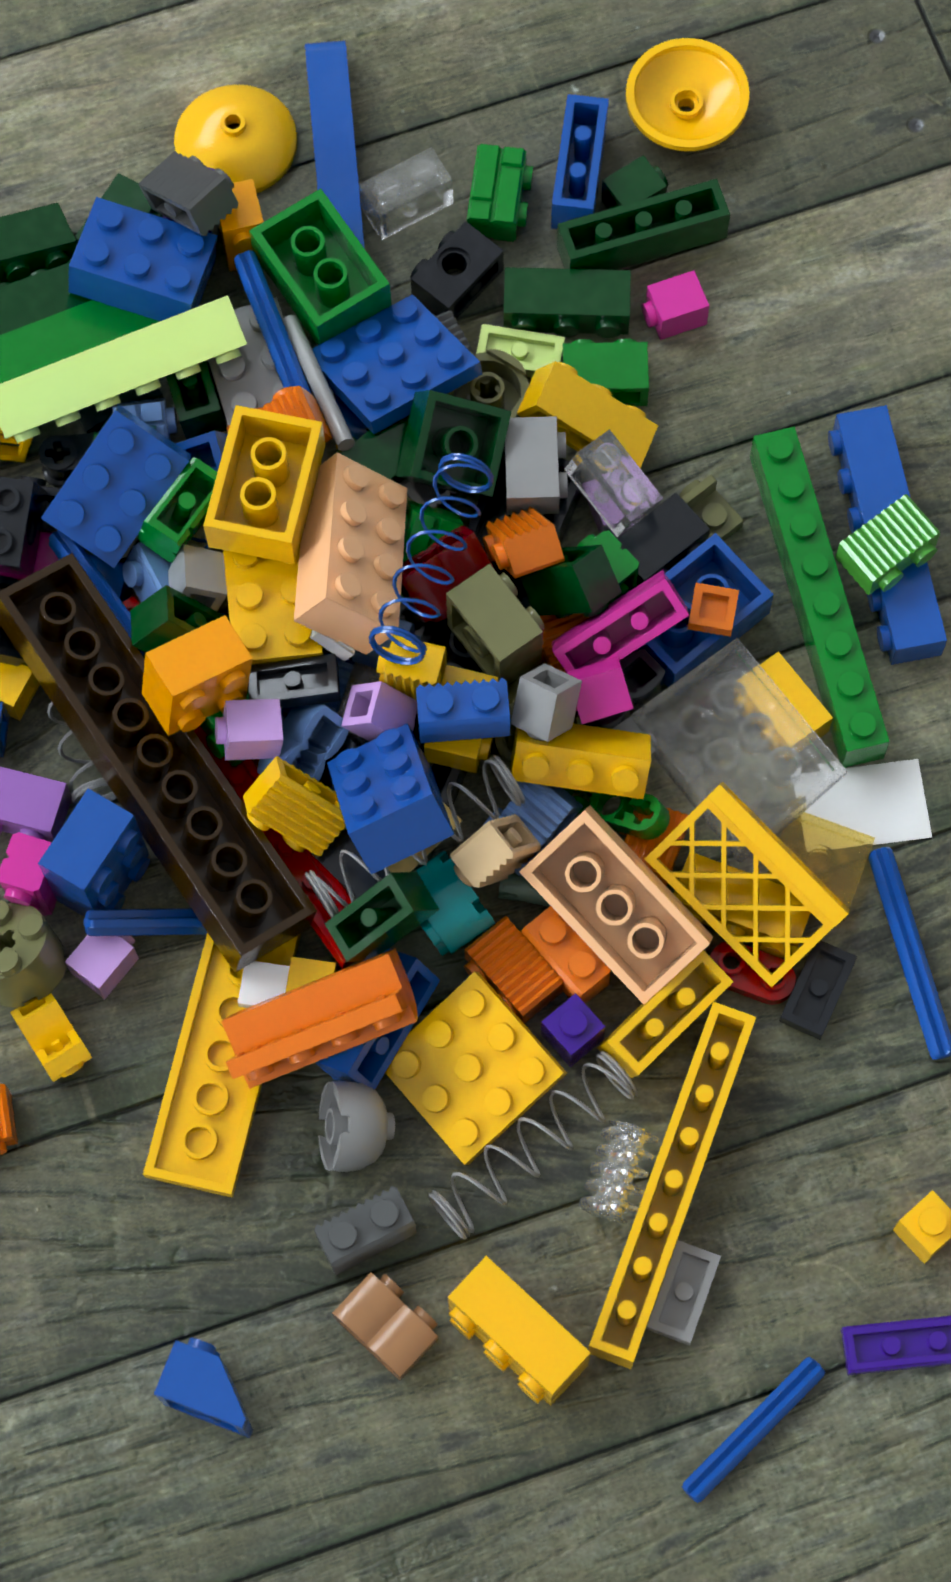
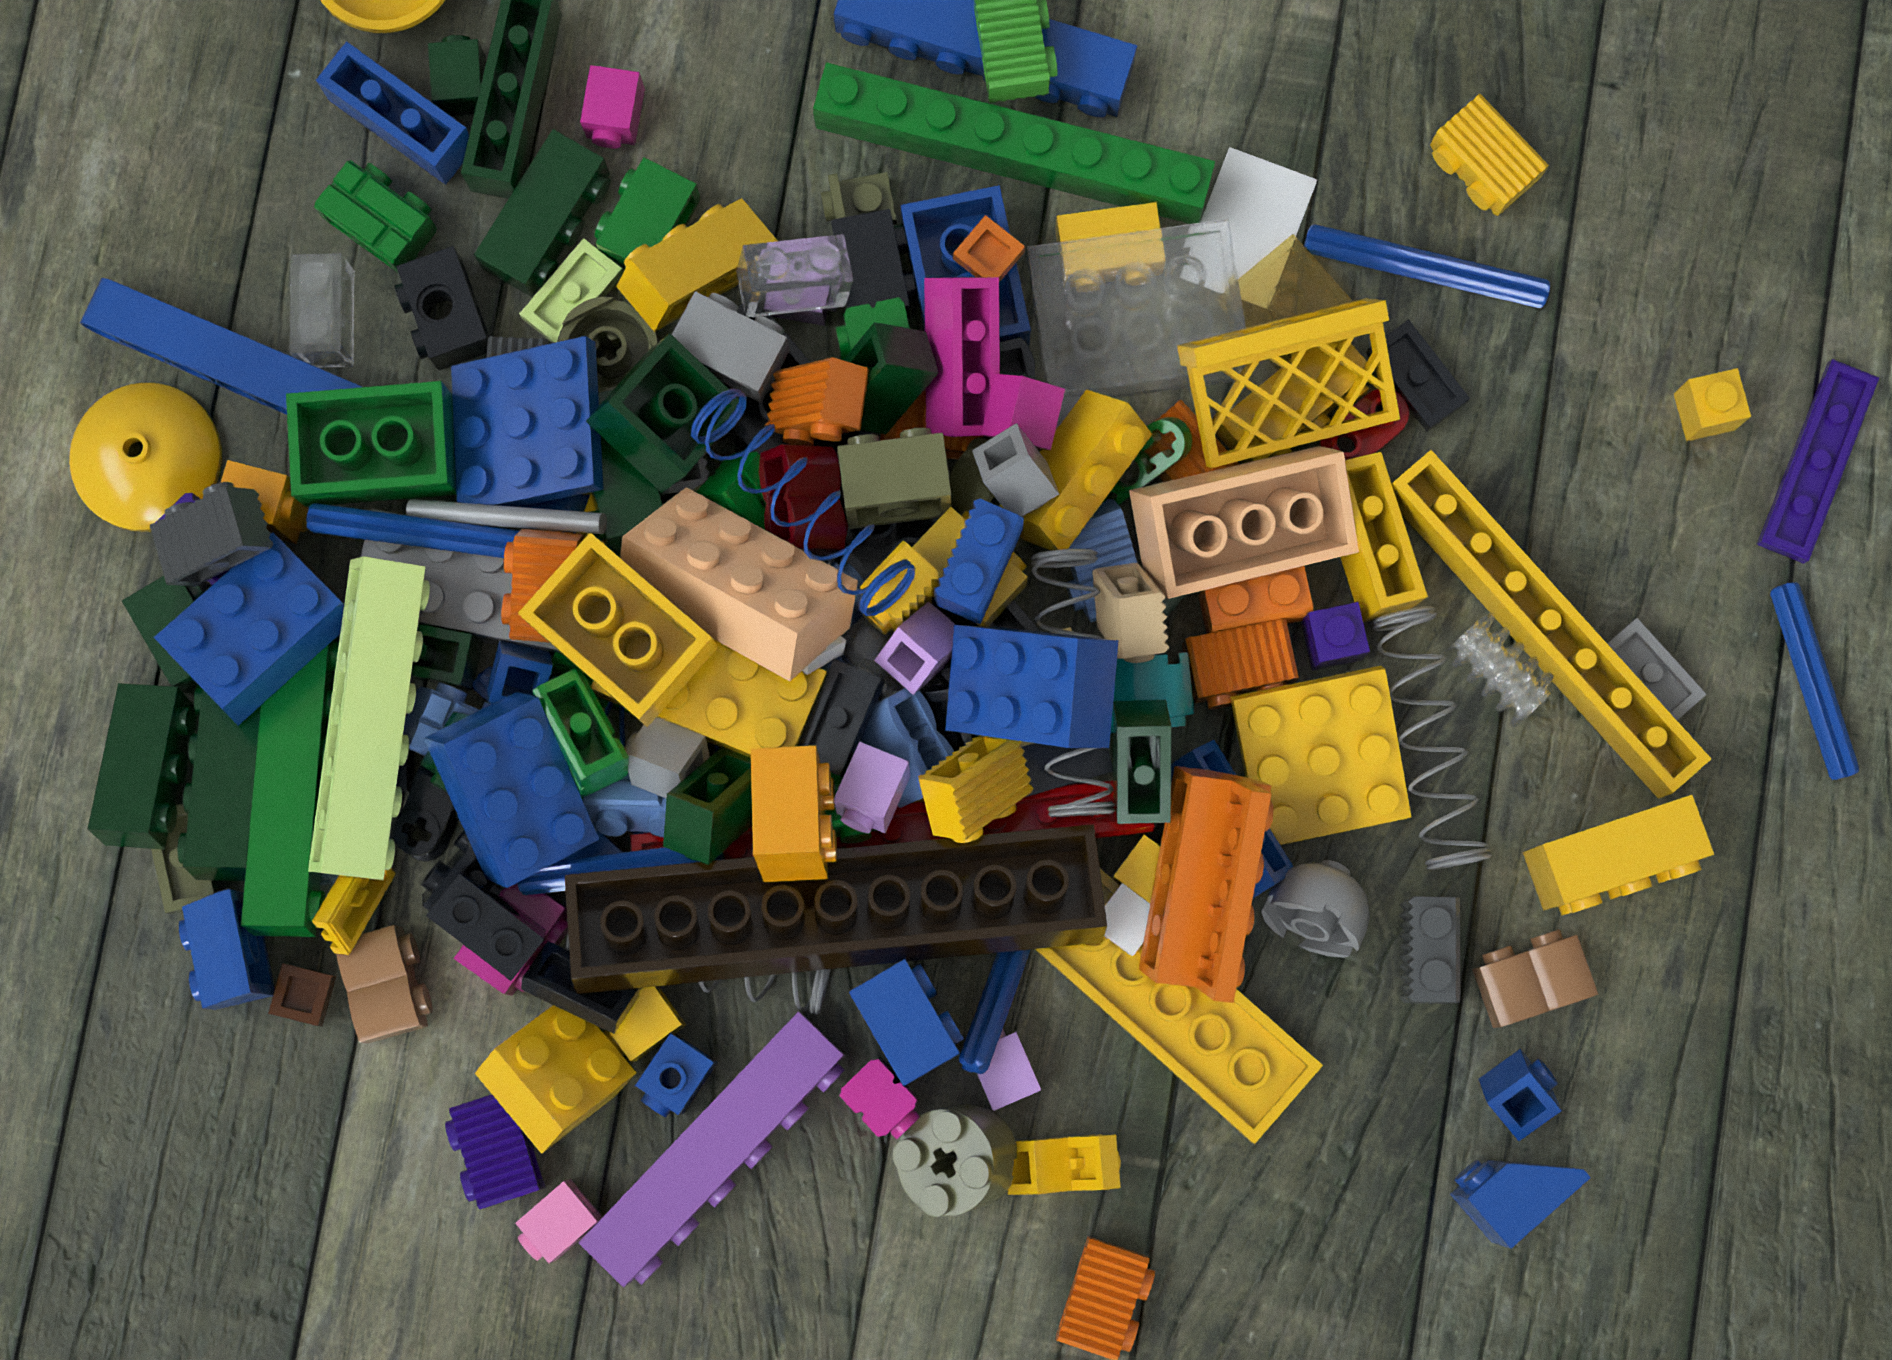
camera: 60 degrees left, 10 degrees up
(287, 1356) = (1521, 1093): none -> blue brick

